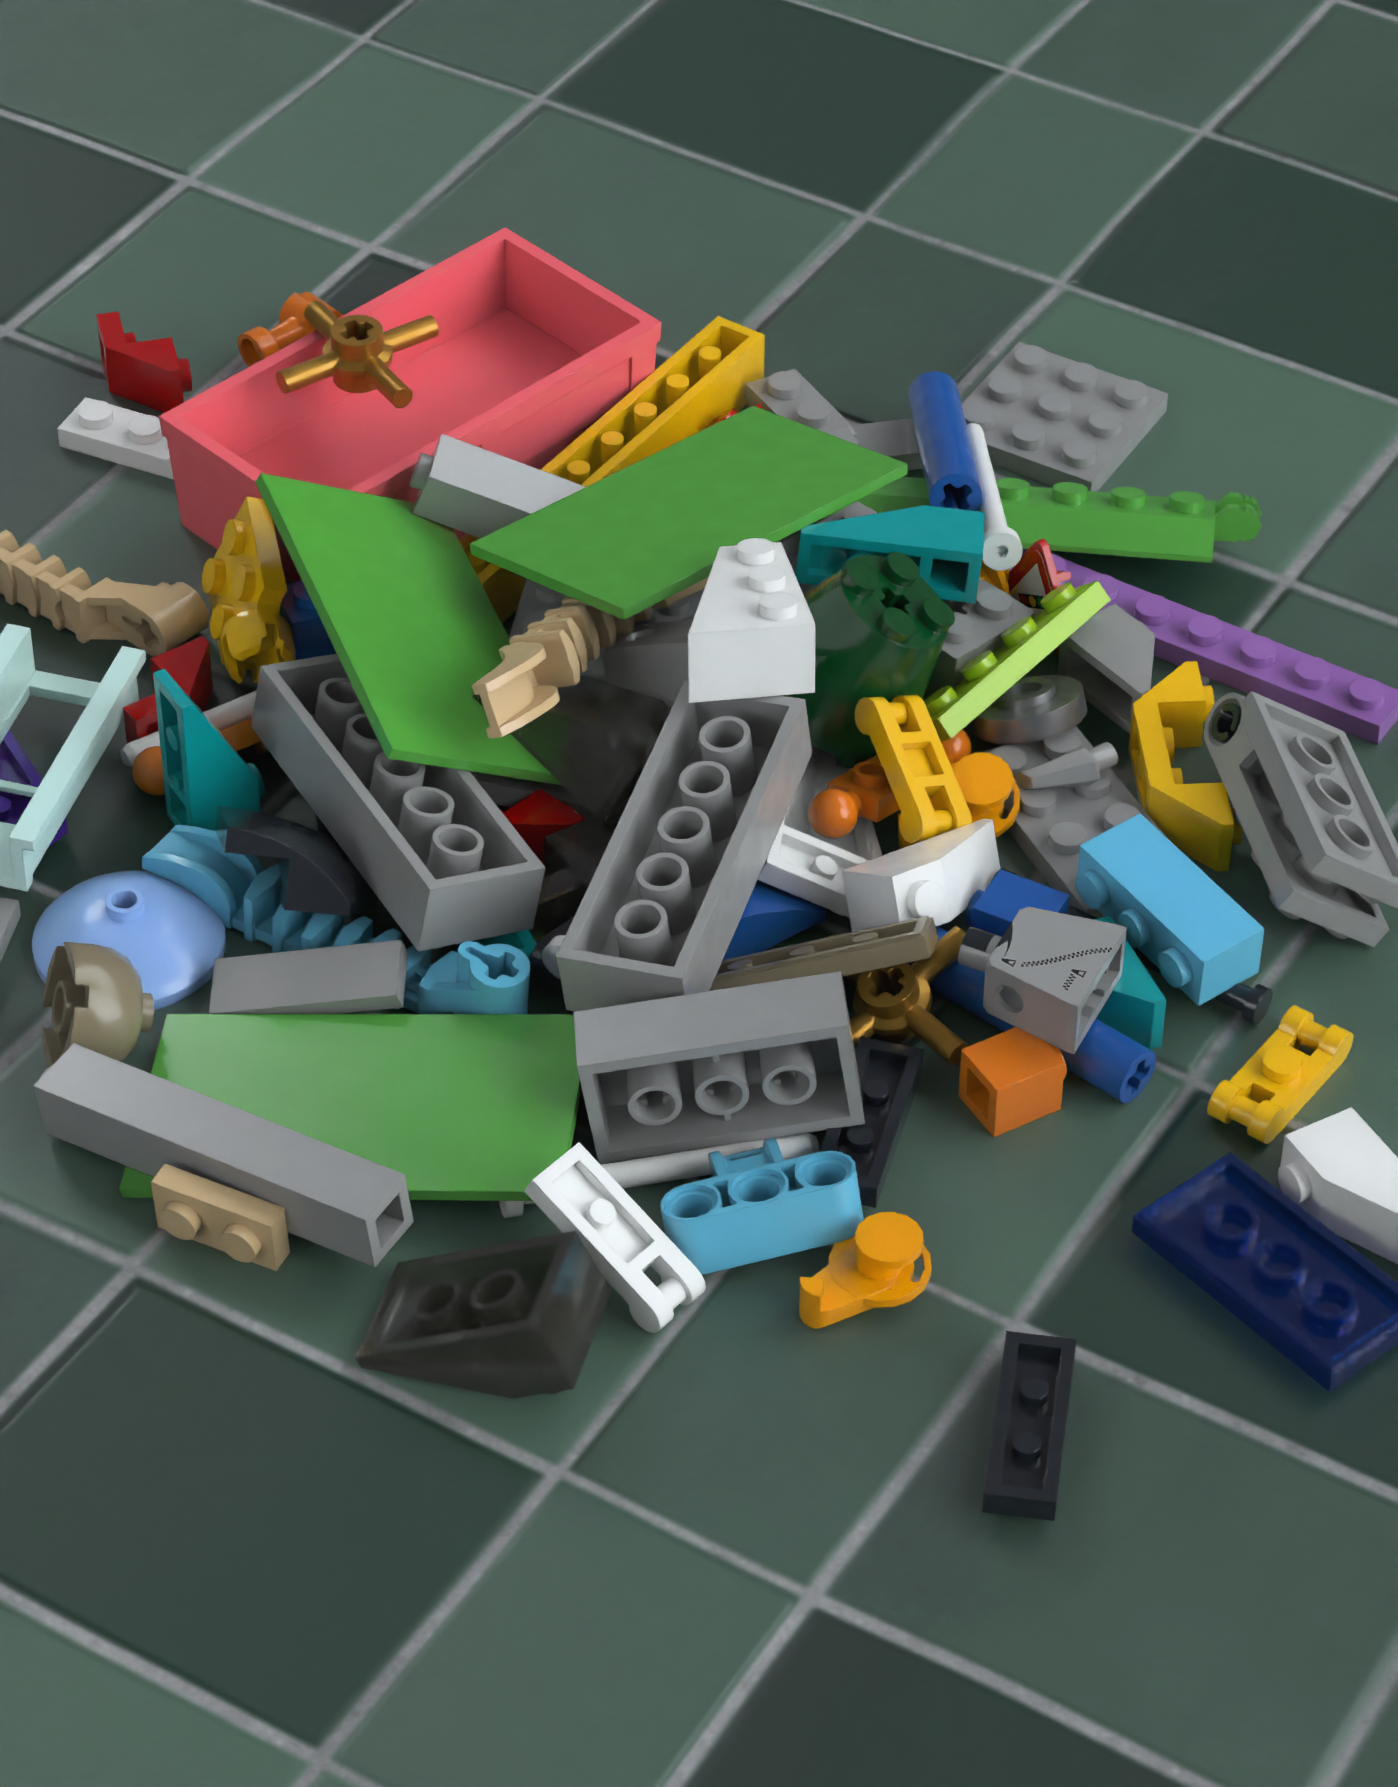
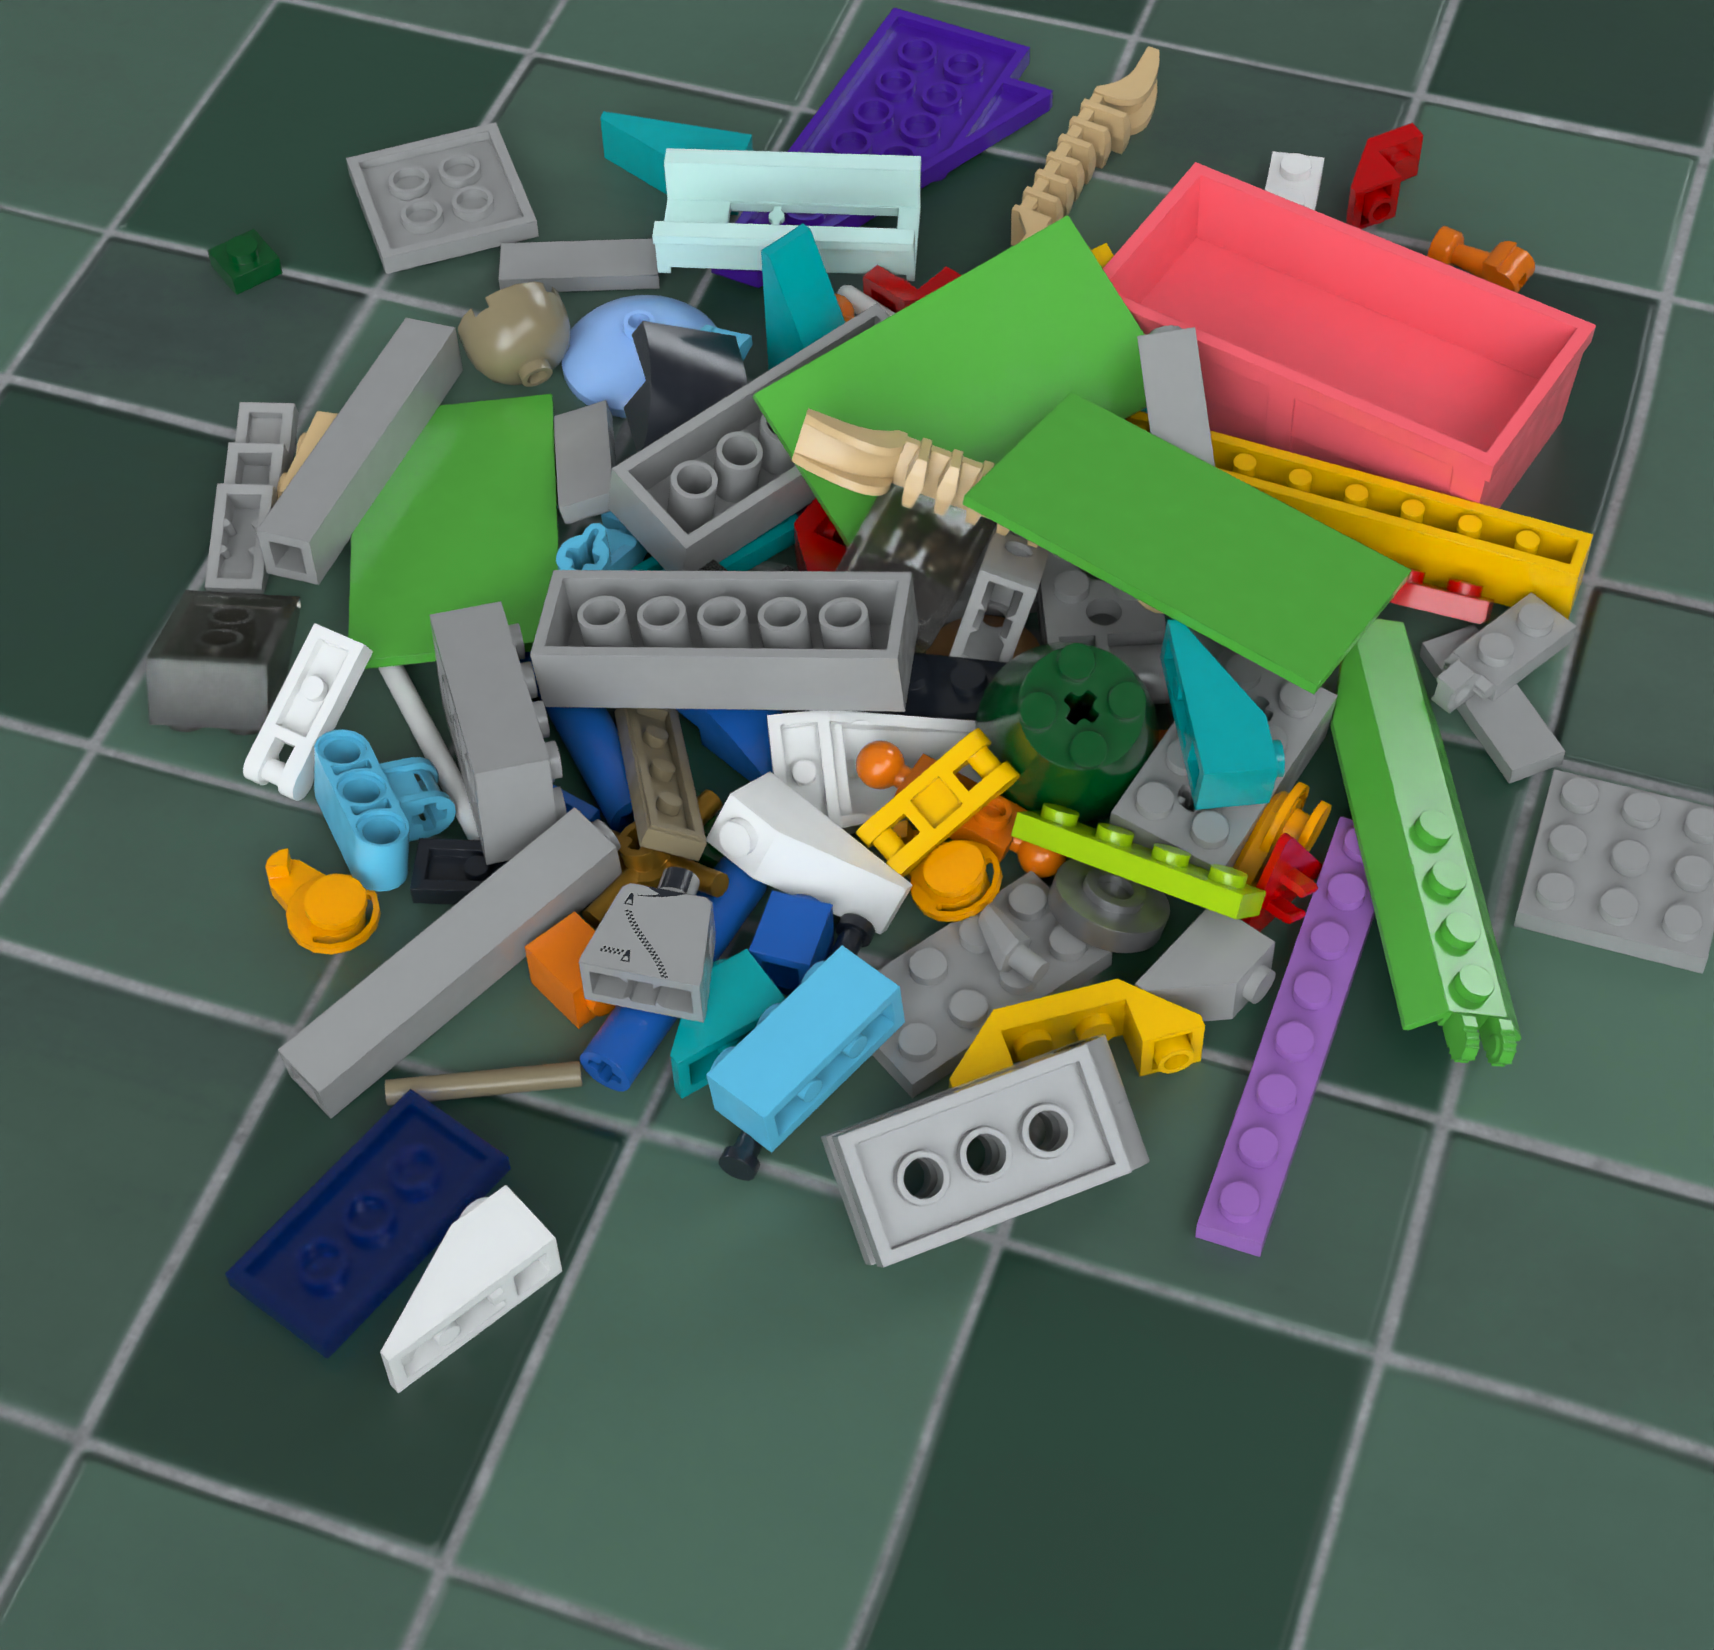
camera: 80 degrees right, 10 degrees up
(247, 1289) = (249, 491): none -> light grey slope
(357, 354) = (1327, 261): pearl gold bar -> none
(751, 628) = (978, 591): white wedge -> none
(944, 442) = (1465, 753): blue piece -> none
(999, 1154) = (451, 962): none -> light grey brick
(1001, 544) = (1280, 810): white bar -> none
(1029, 1426) = (151, 1049): black plate -> none
(1120, 1178) = (487, 1082): none -> dark tan bar
(1281, 1077) = (642, 1196): yellow plate -> none

